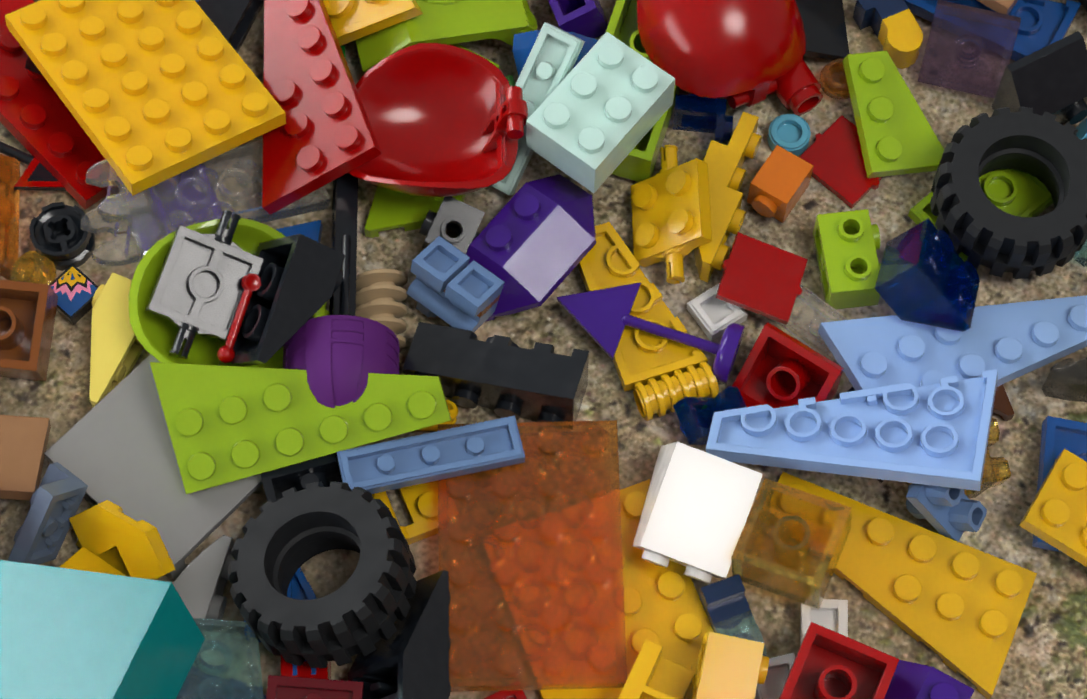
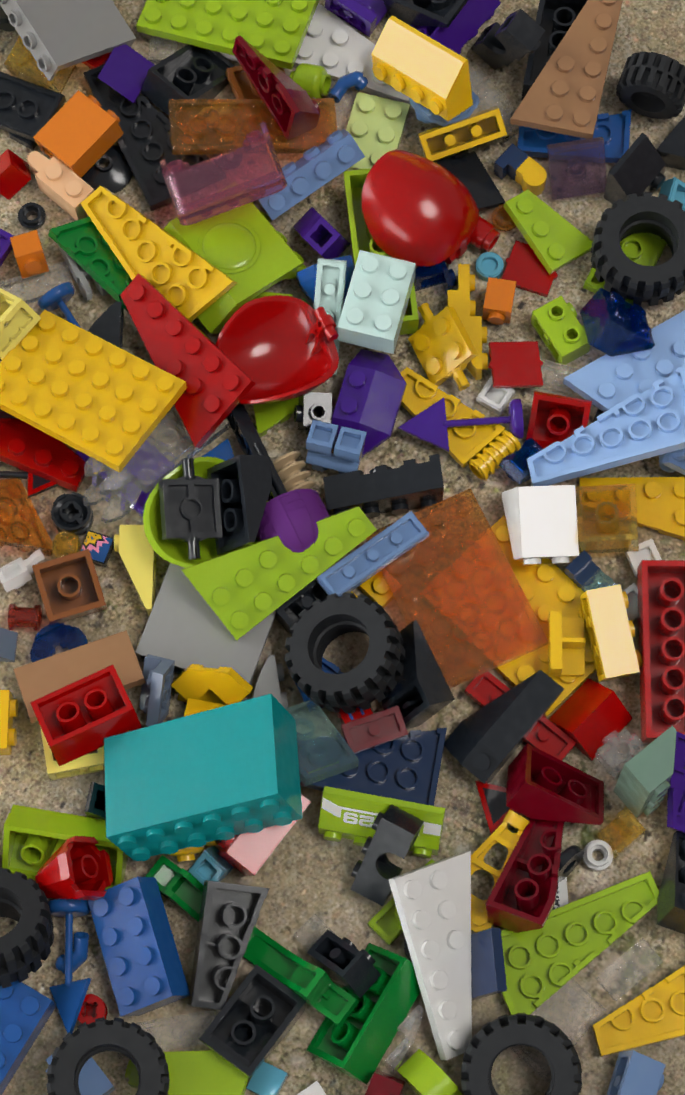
camera: 20 degrees left, 5 degrees up
(250, 283) = (218, 496): red hinge -> none

